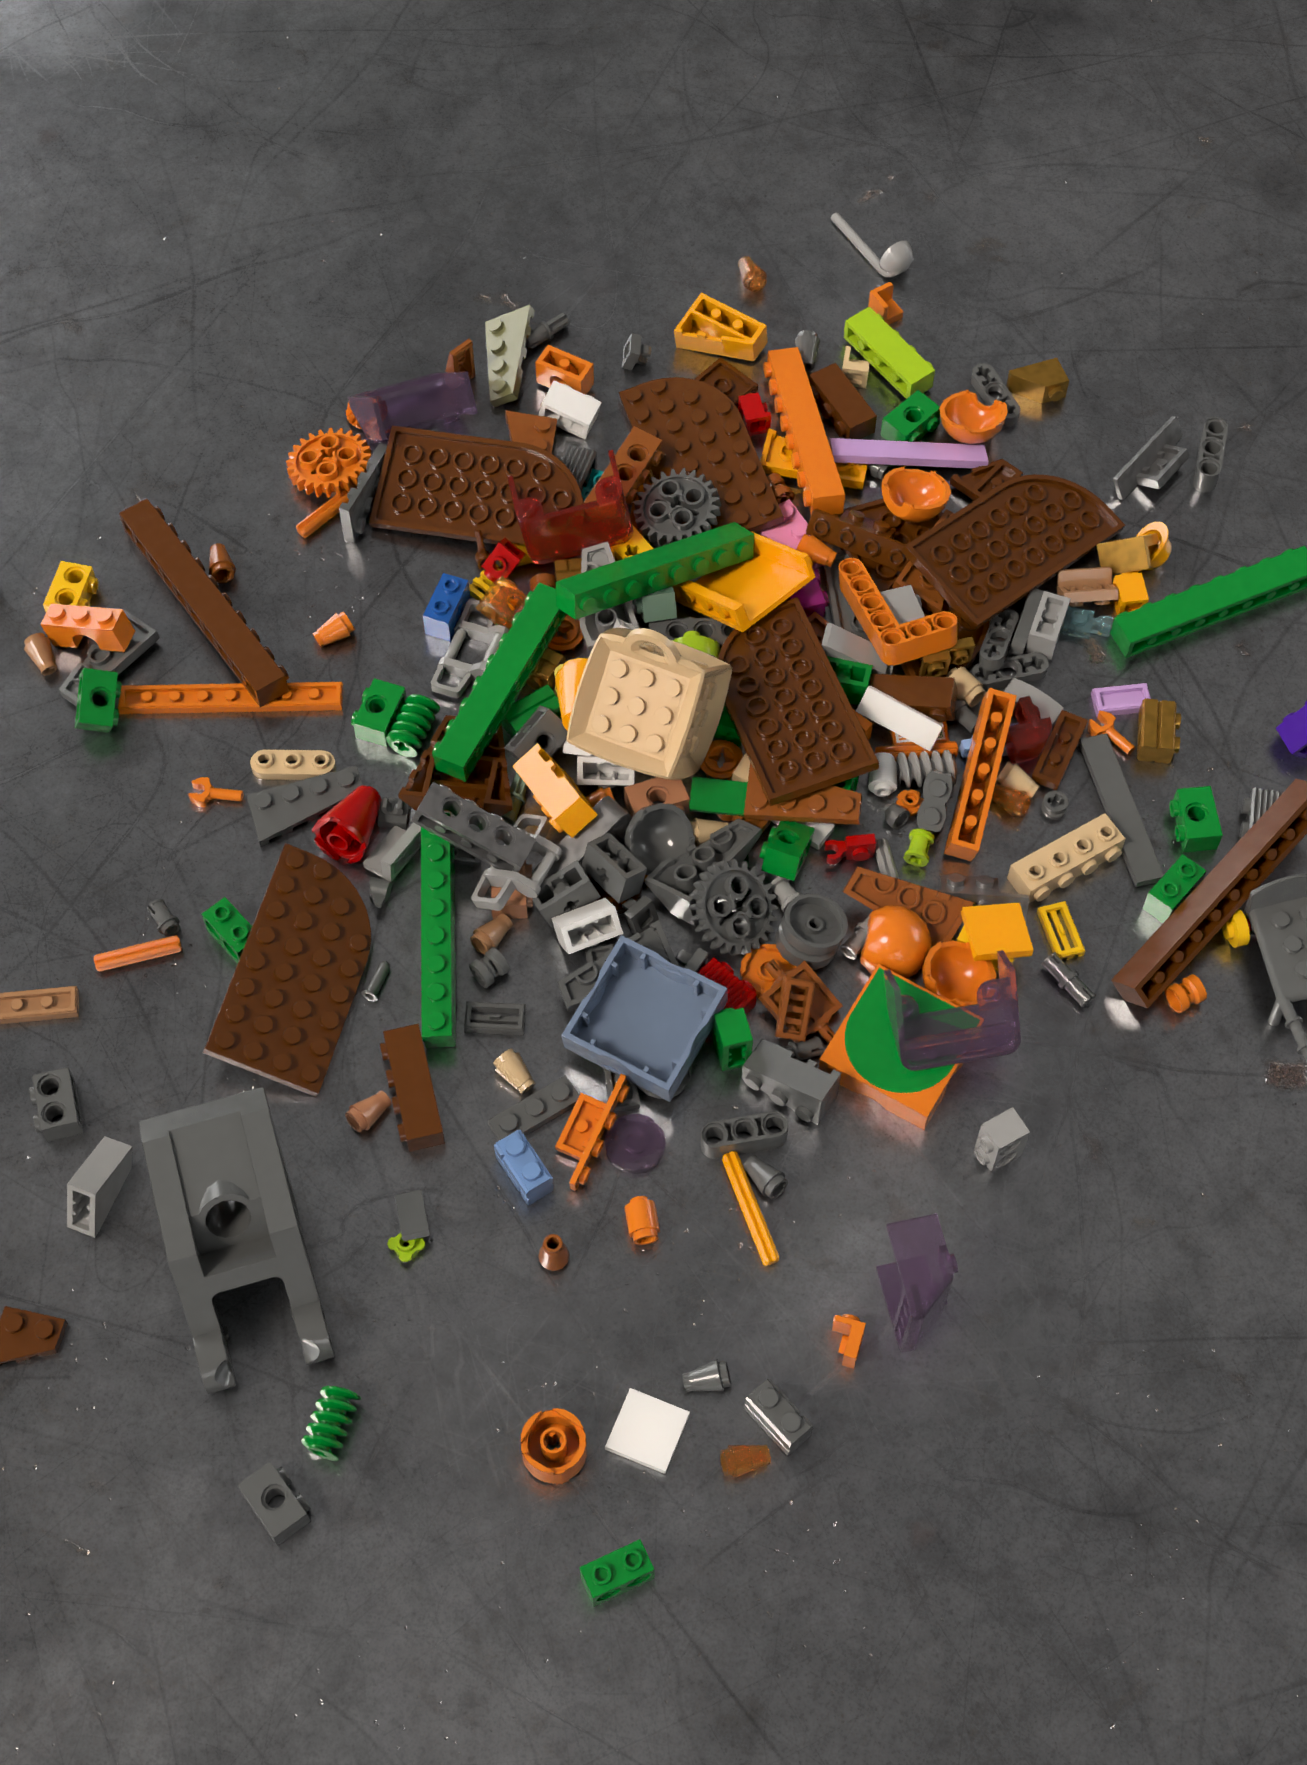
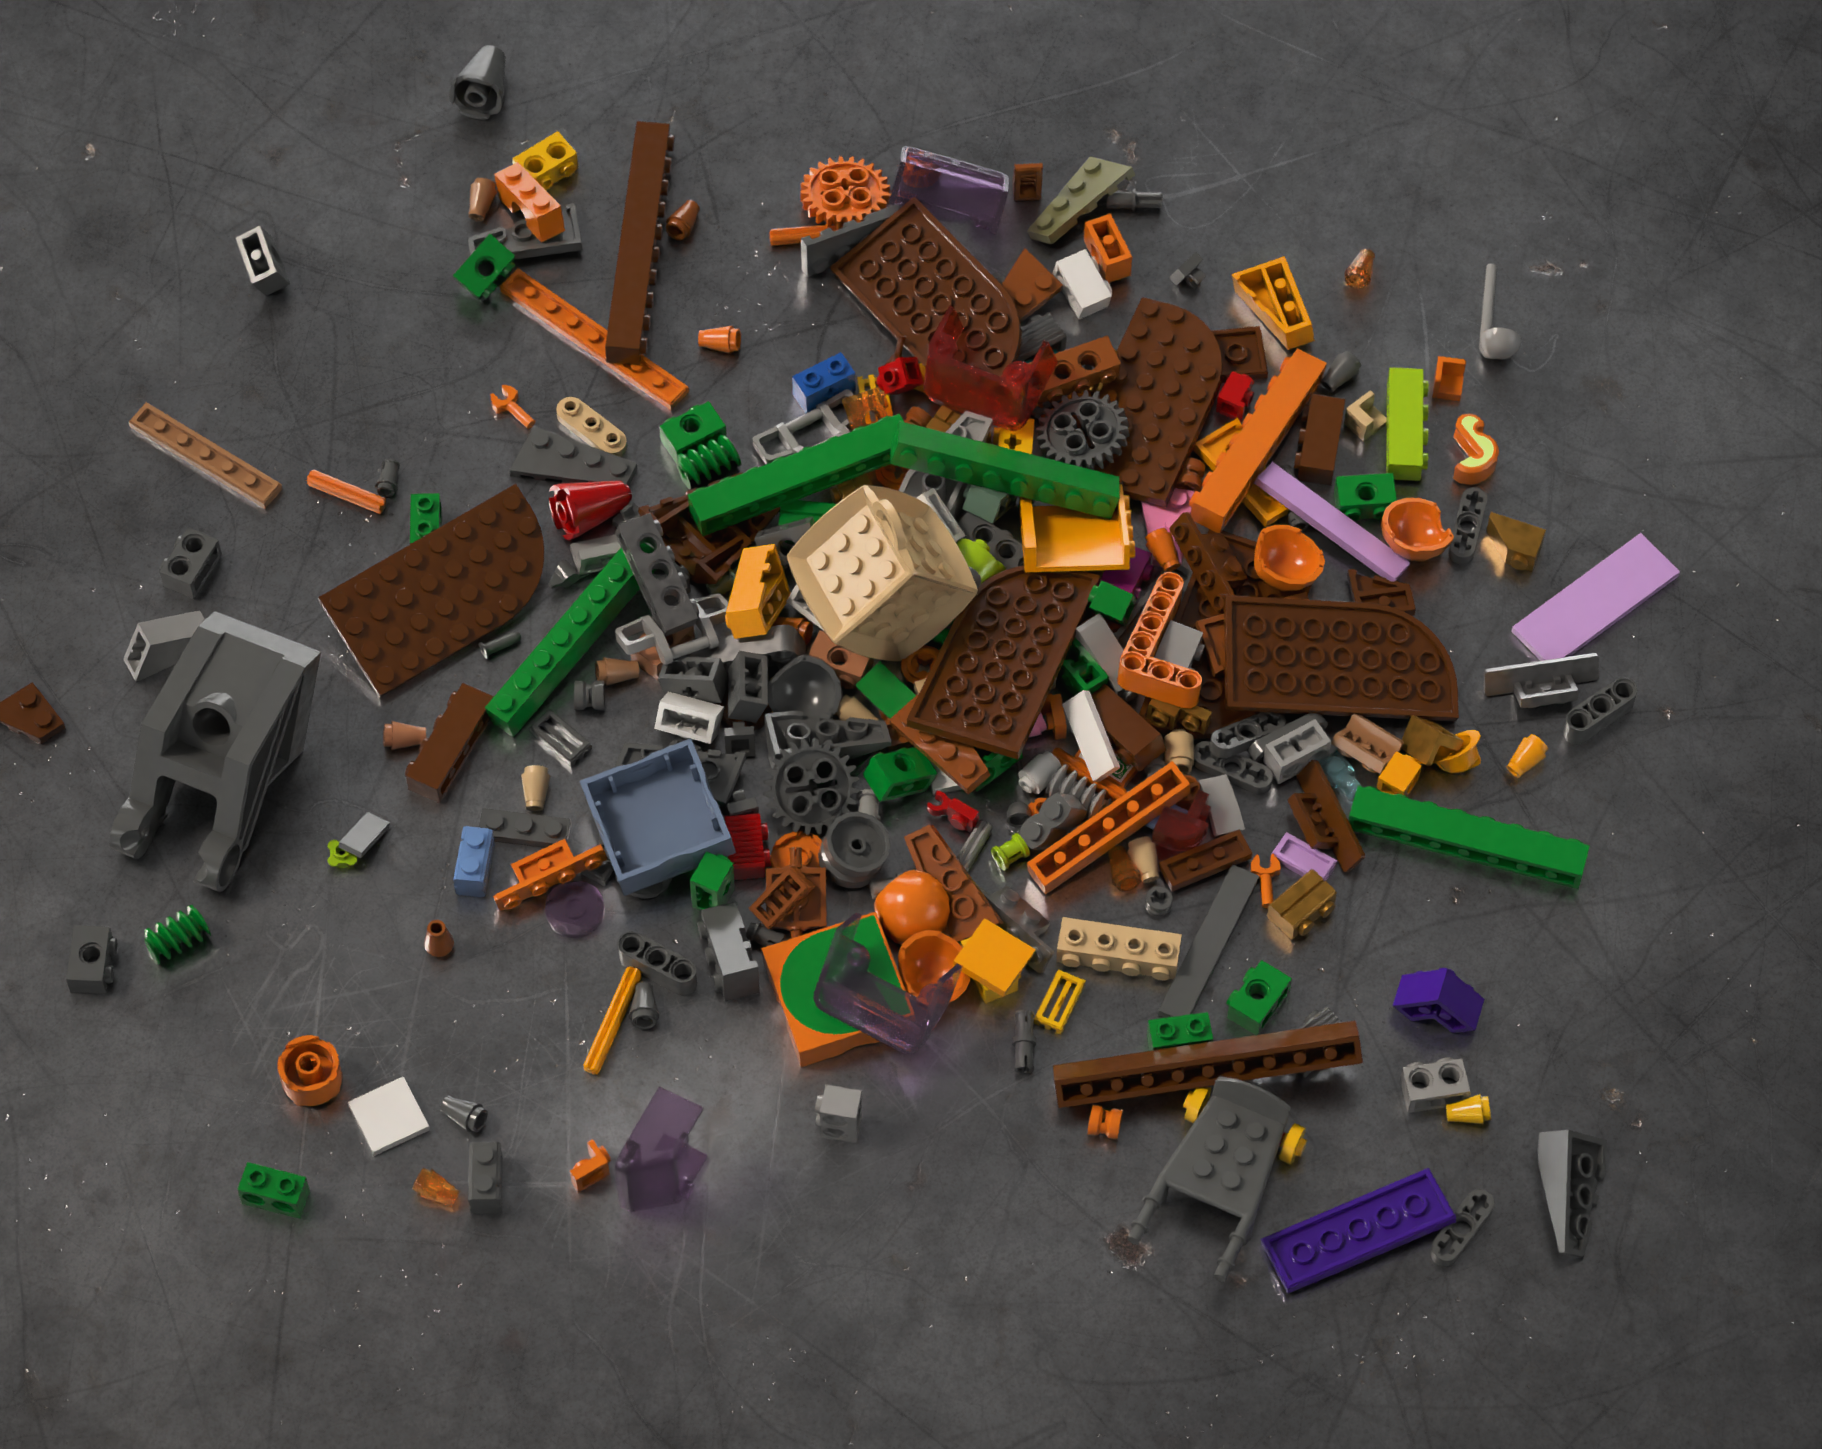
camera: 40 degrees right, 0 degrees up
(642, 1220) = (523, 966): orange brick -> none
(828, 607) = (1112, 602): none -> green brick
(951, 337) = (1479, 447): none -> orange animal
(1110, 658) = (1323, 817): none -> reddish brown bracket
(1128, 386) = (1596, 600): none -> lavender tile
(1194, 517) = (1527, 755): none -> light orange cone

